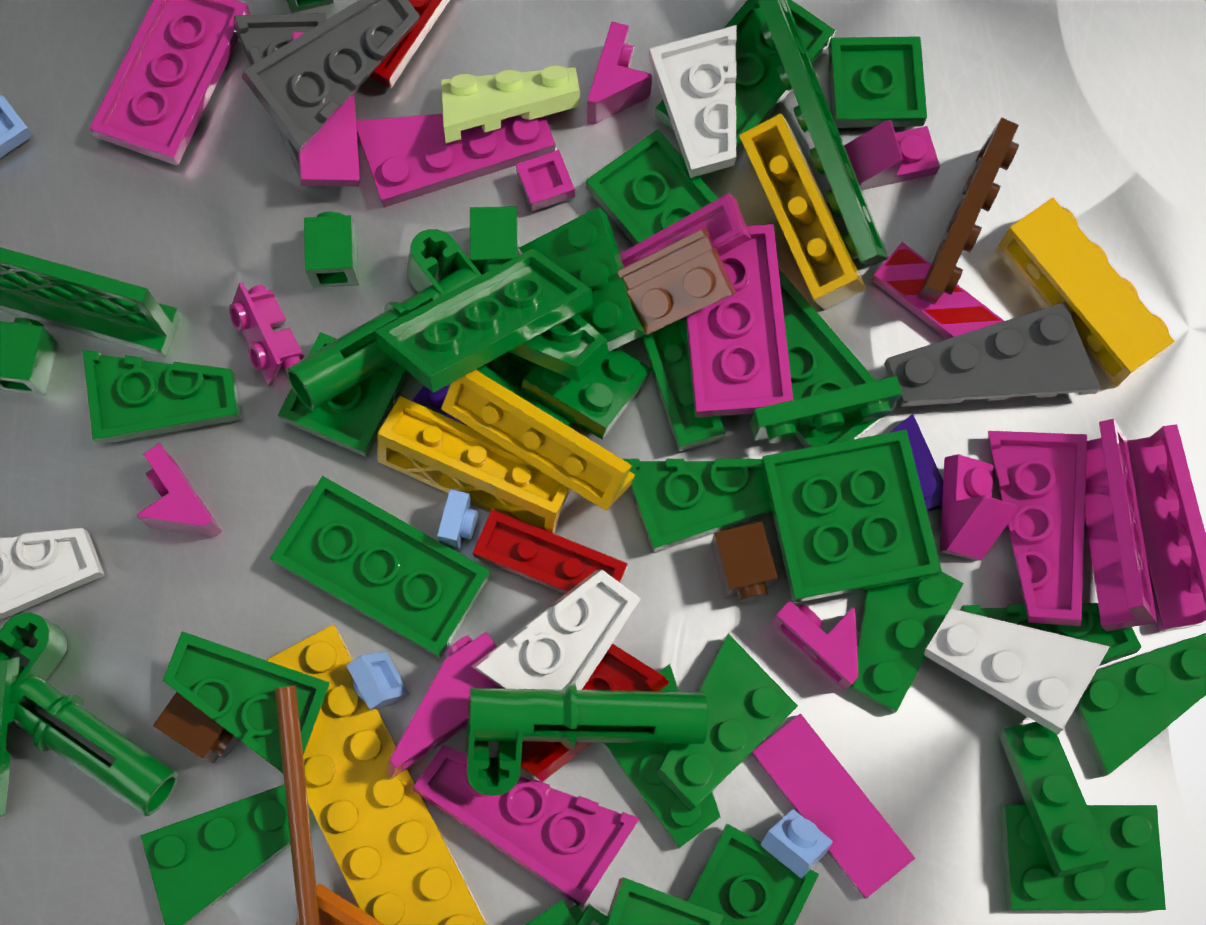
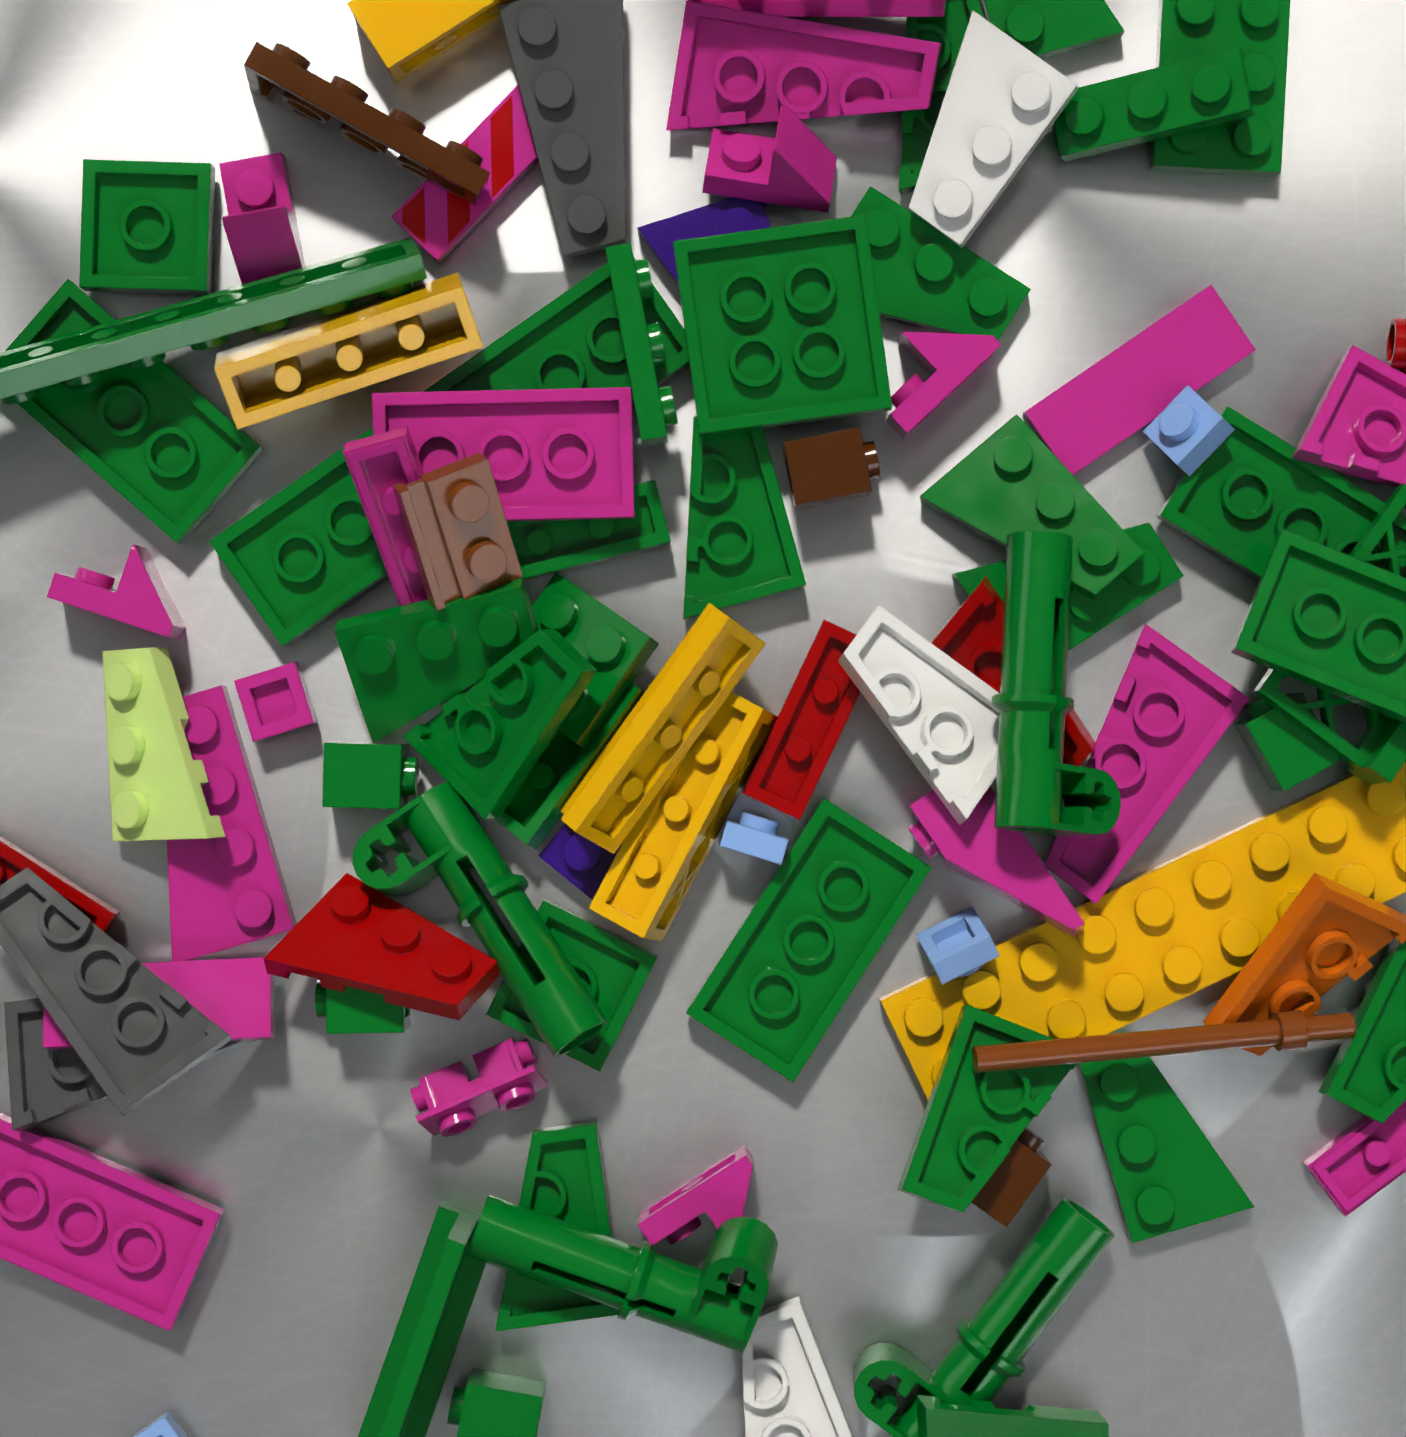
camera: 85 degrees left, 15 degrees up
(119, 440) = (637, 1277): none -> green piece
(365, 253) = (383, 948): none -> red wing
(483, 319) = (500, 791): green plate -> none
(700, 96) = (165, 480): white wing -> none

